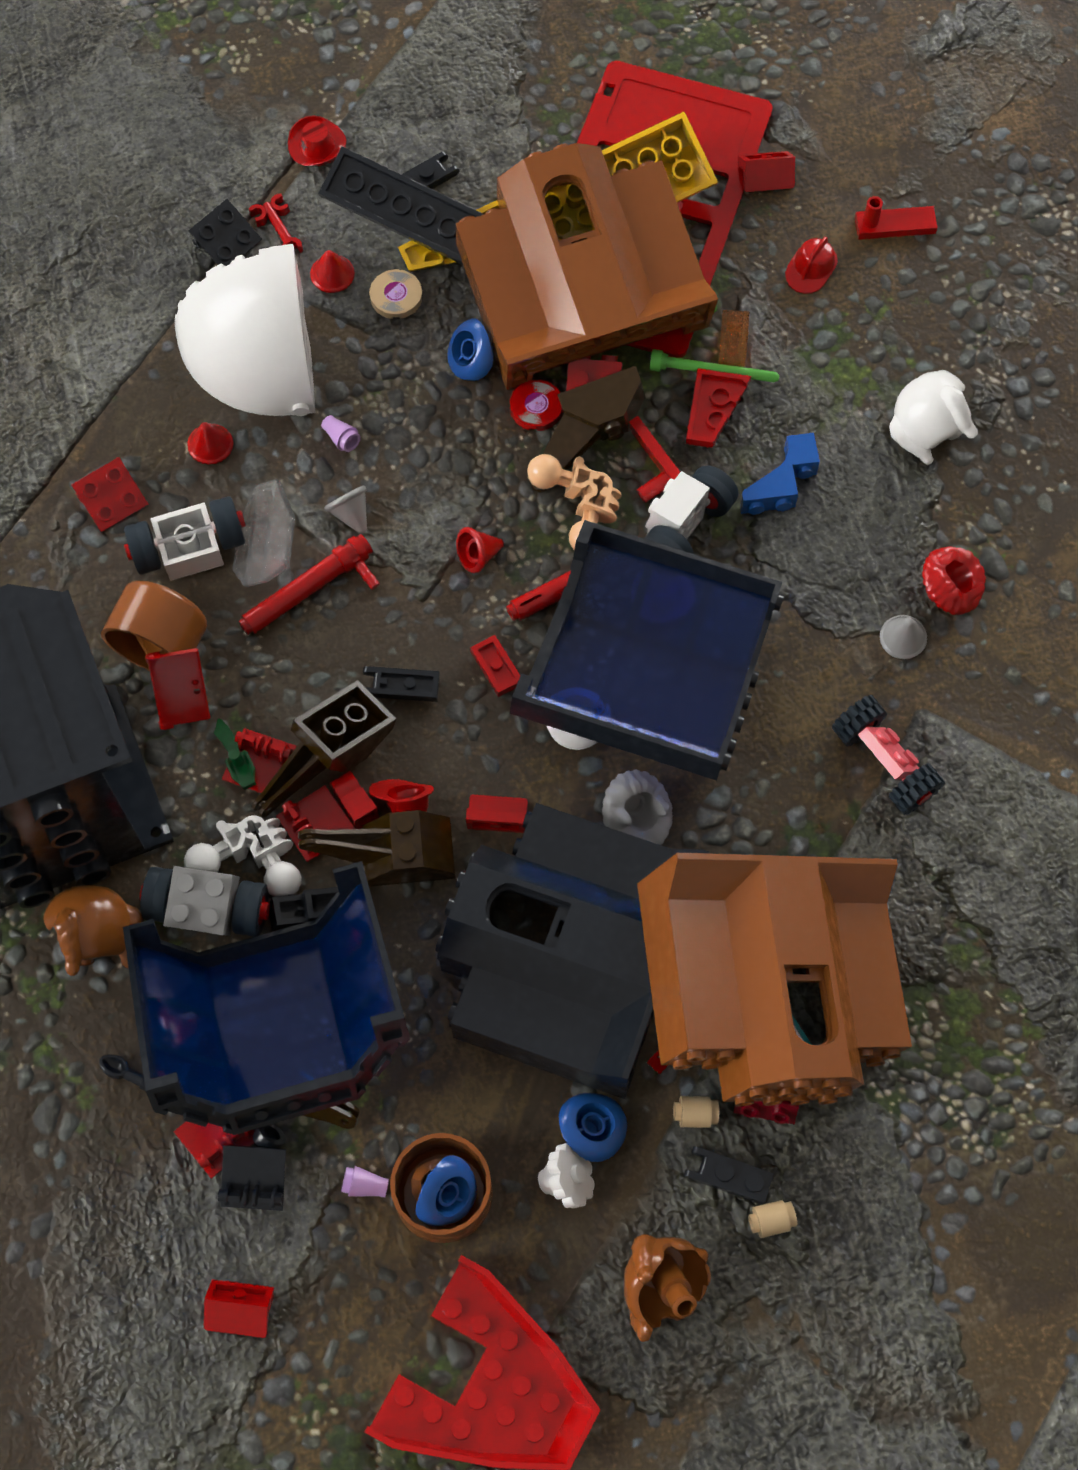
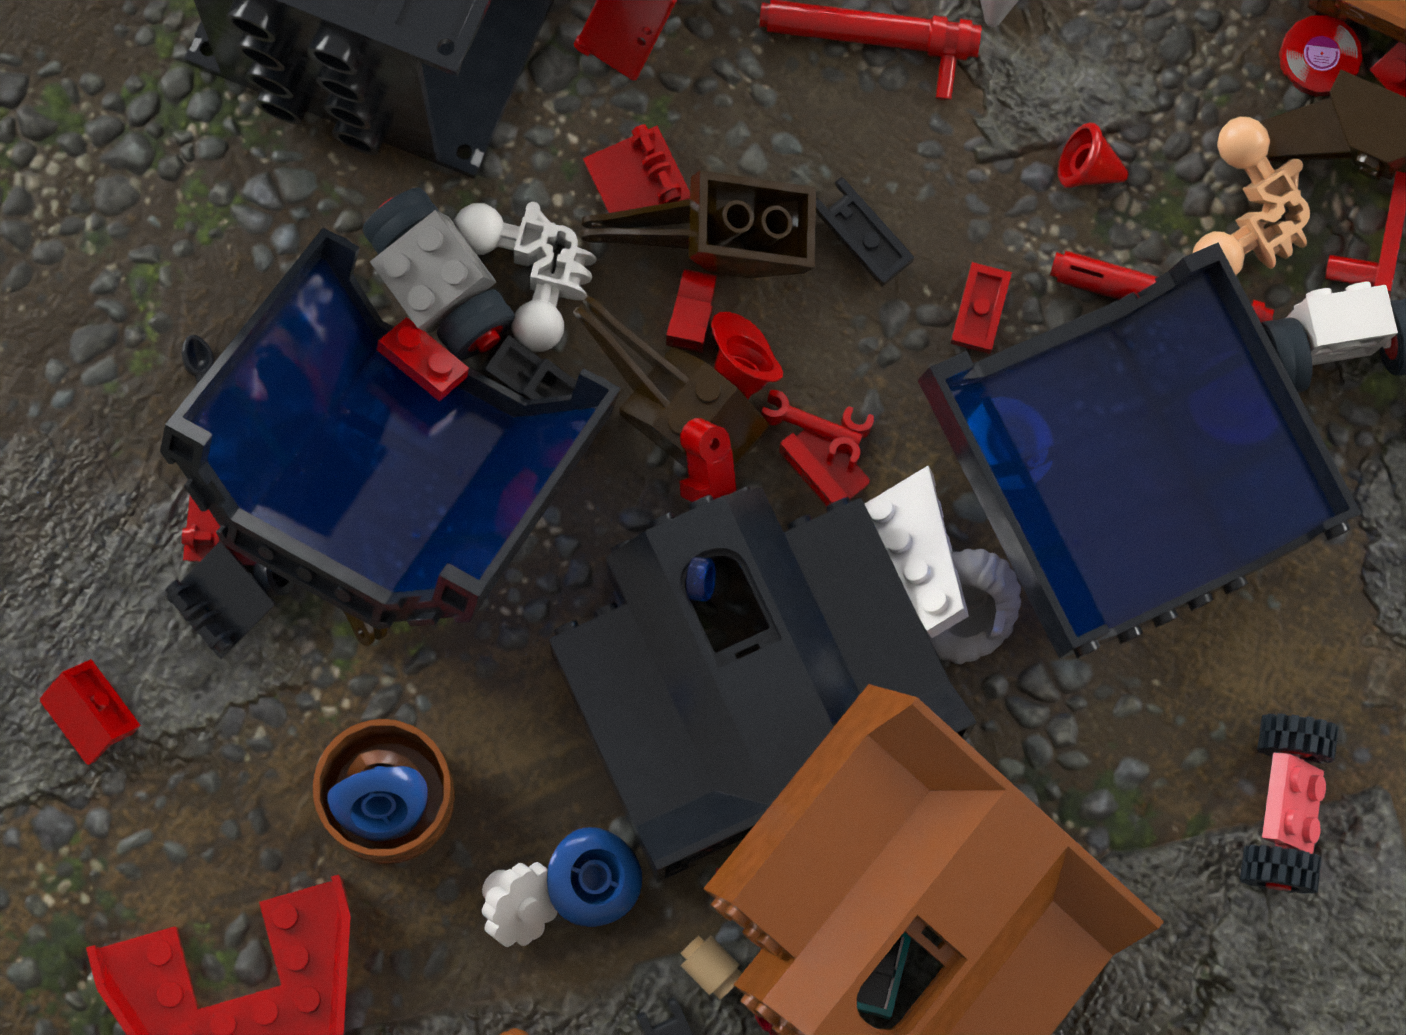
camera: 40 degrees right, 10 degrees up
(90, 924) = (303, 187): dark orange piece -> none
(238, 763) = (613, 157): dark green piece -> none
(240, 949) = (422, 359): none -> red plate
(313, 812) = (635, 293): red hinge -> none
(362, 1183) = (320, 710): lavender cone -> none
(440, 859) = (708, 461): none -> red leg
(491, 787) = (844, 436): none -> red bar
(500, 913) = (700, 579): none -> clear blue tile
(591, 802) = (920, 549): none -> white wing

